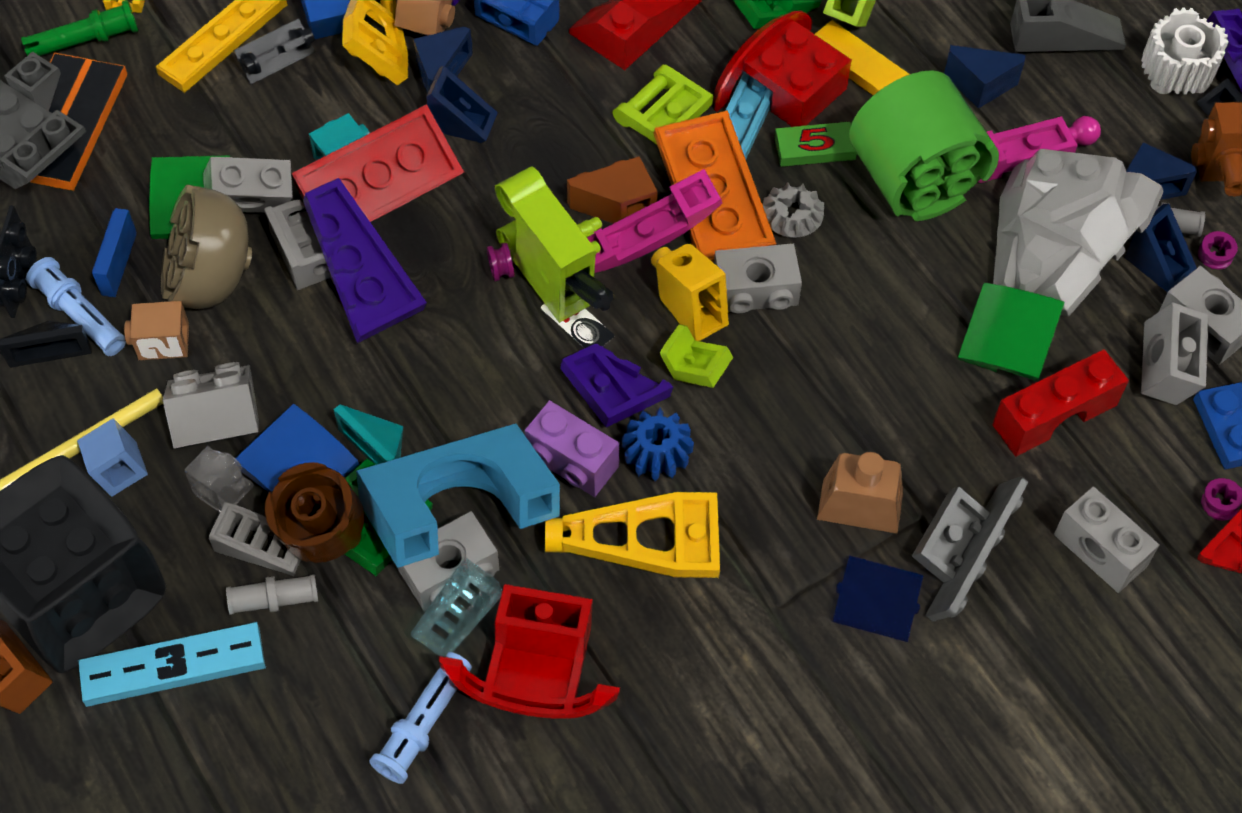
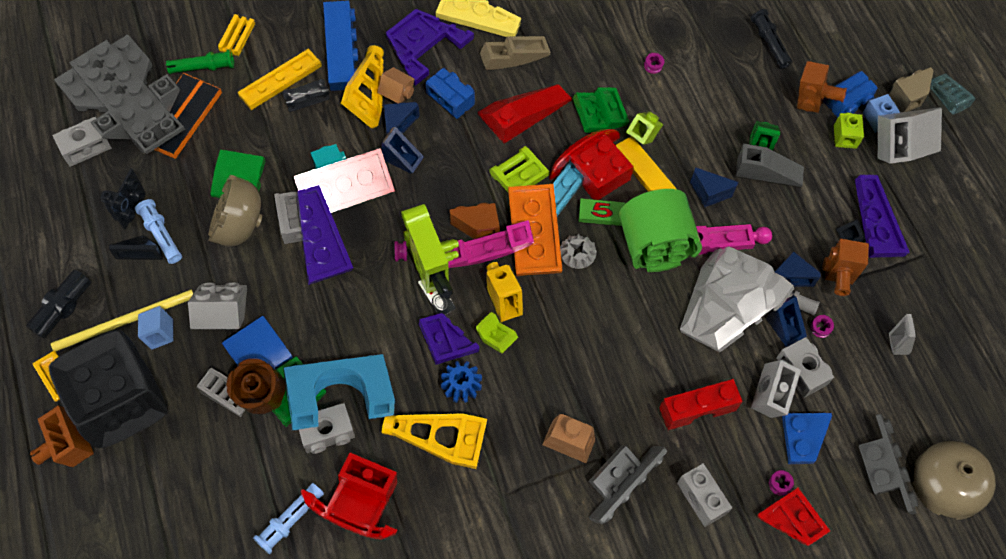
camera: 10 degrees right, 5 degrees up
(114, 252) = (187, 202): blue tile -> none
(158, 330) = (200, 255): medium nougat brick -> none
(171, 664) = (160, 456): medium azure tile -> none
(217, 478) = (211, 352): clear brick -> none
(250, 181) = (269, 177): light grey brick -> none
(271, 594) = (224, 426): light grey pin -> none
(372, 436) = (305, 343): teal slope -> none
(457, 586) = (334, 447): clear light blue slope -> none
(573, 448) = (411, 375): medium lavender brick -> none
(772, 265) = (555, 284): light grey brick -> none
(878, 598) = (564, 501): clear blue piece -> none
(1011, 330) = (683, 354): green slope -> none
(1183, 53) = (835, 198): white brick -> none

